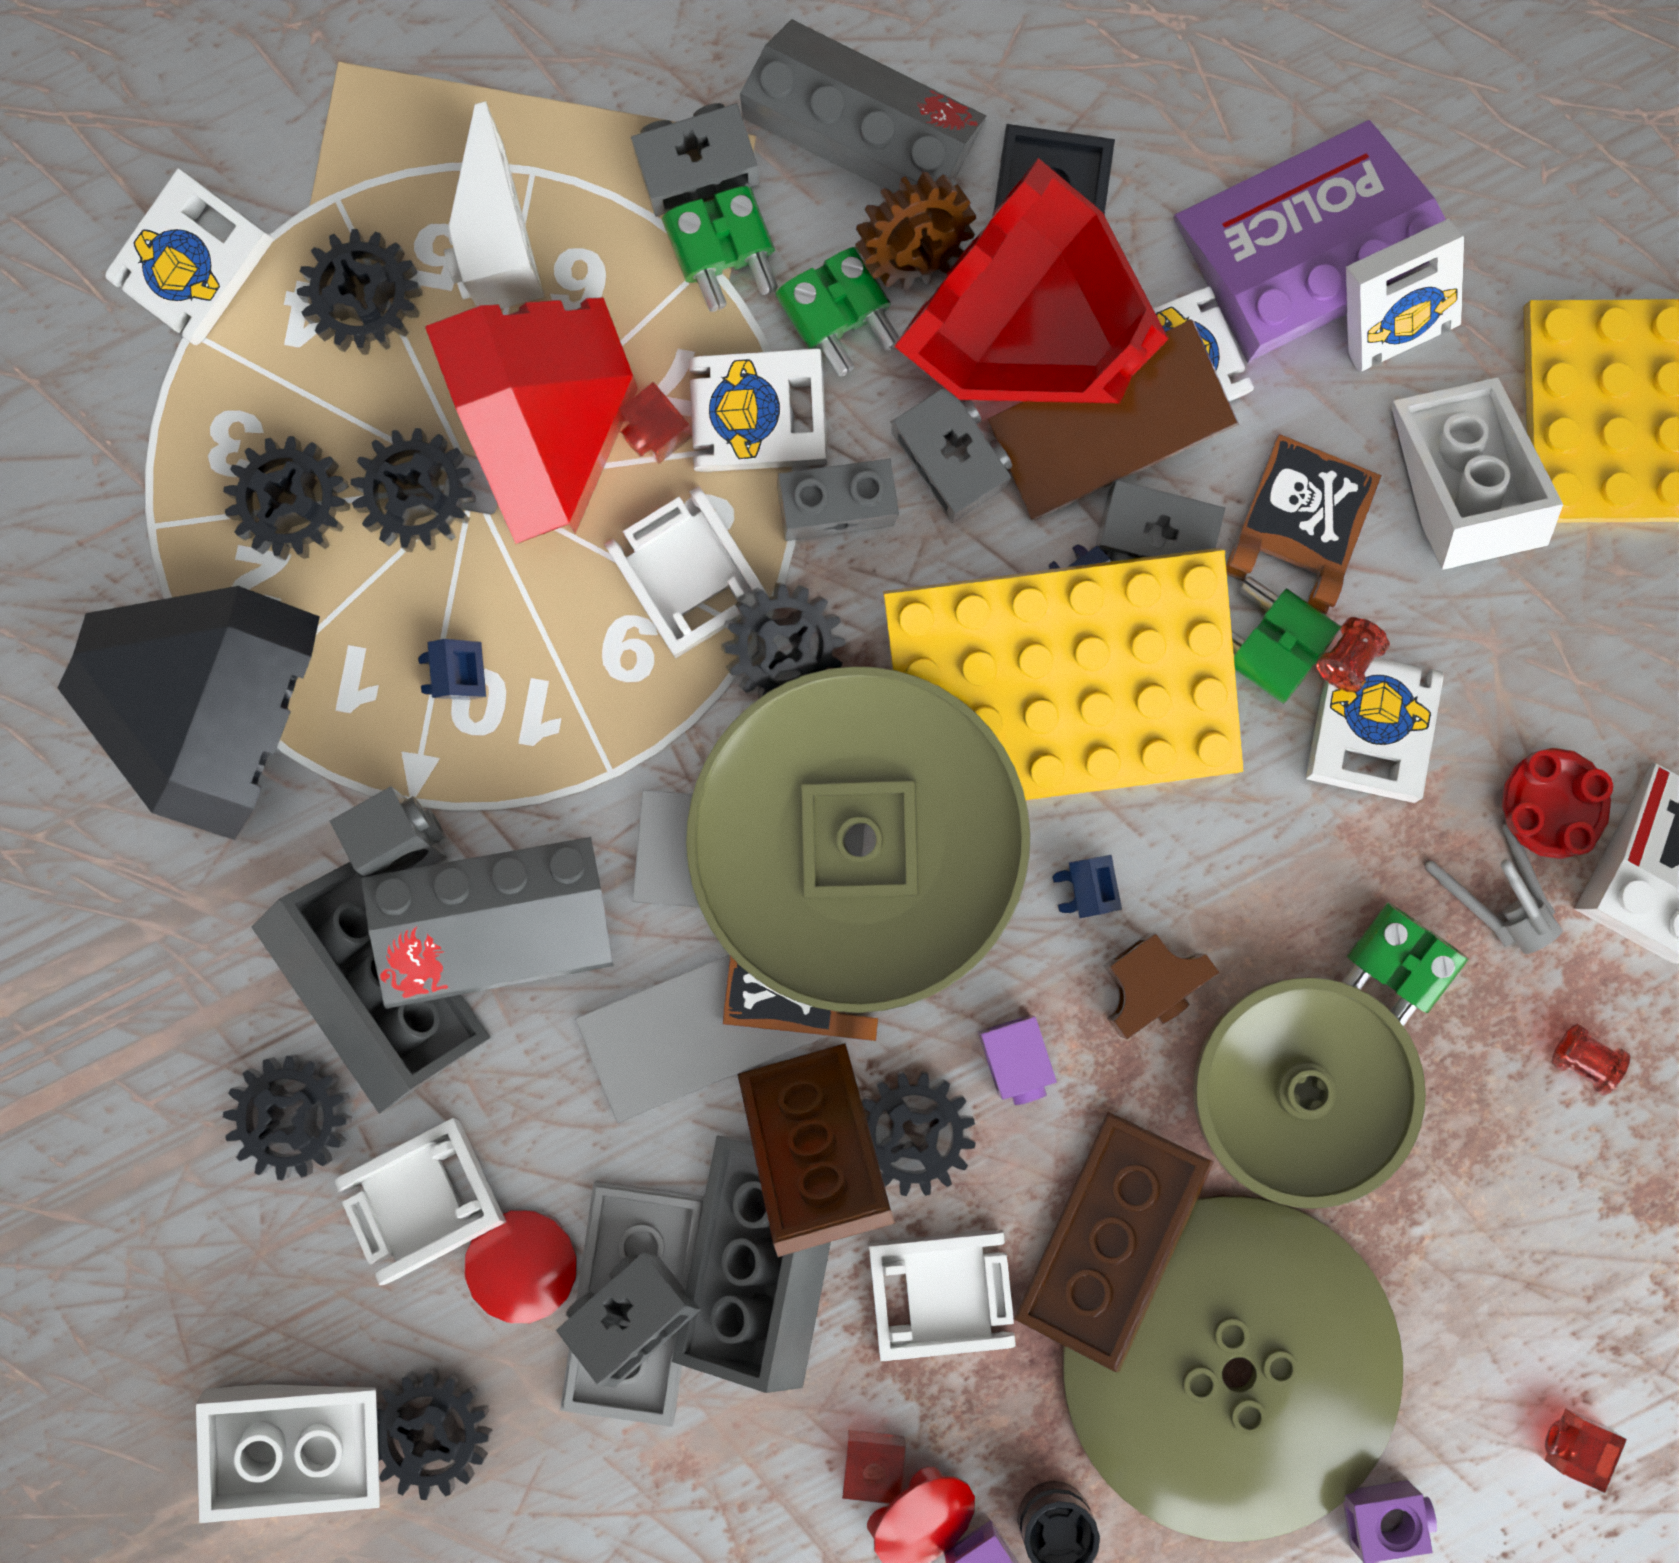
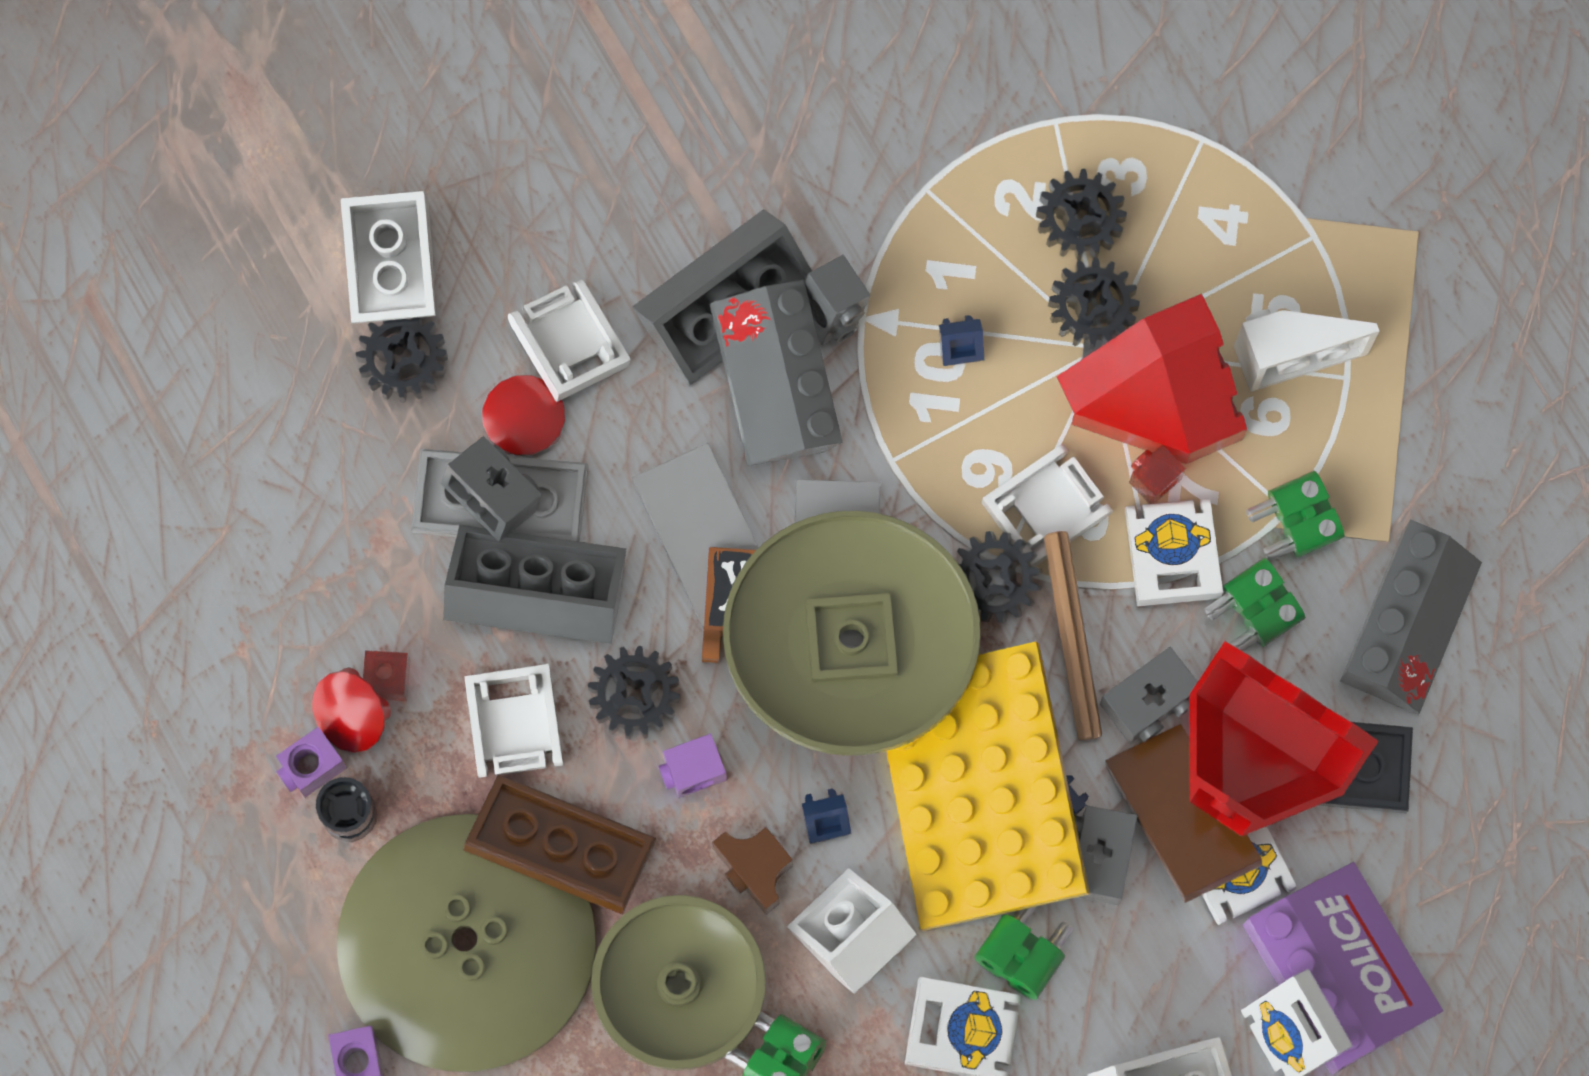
camera: 90 degrees right, 10 degrees down
(181, 267) = (1250, 127): white container -> none
(191, 697) = (928, 156): black panel -> none
(271, 1101) = (614, 256): black gear -> none
(339, 297) = (1233, 240): black gear -> none
(668, 169) = (1359, 515): dark grey brick -> none
(813, 1150) = (623, 609): reddish brown tile -> none
(837, 499) = (1108, 611): dark grey brick -> none
(865, 548) = (1073, 635): none -> medium nougat axle
(915, 230) = (1317, 655): reddish brown gear -> none
(1243, 861) = (852, 930): none -> white slope
(1307, 515) = (1123, 972): flag -> none
(1342, 656) = (1001, 997): clear red bush -> none

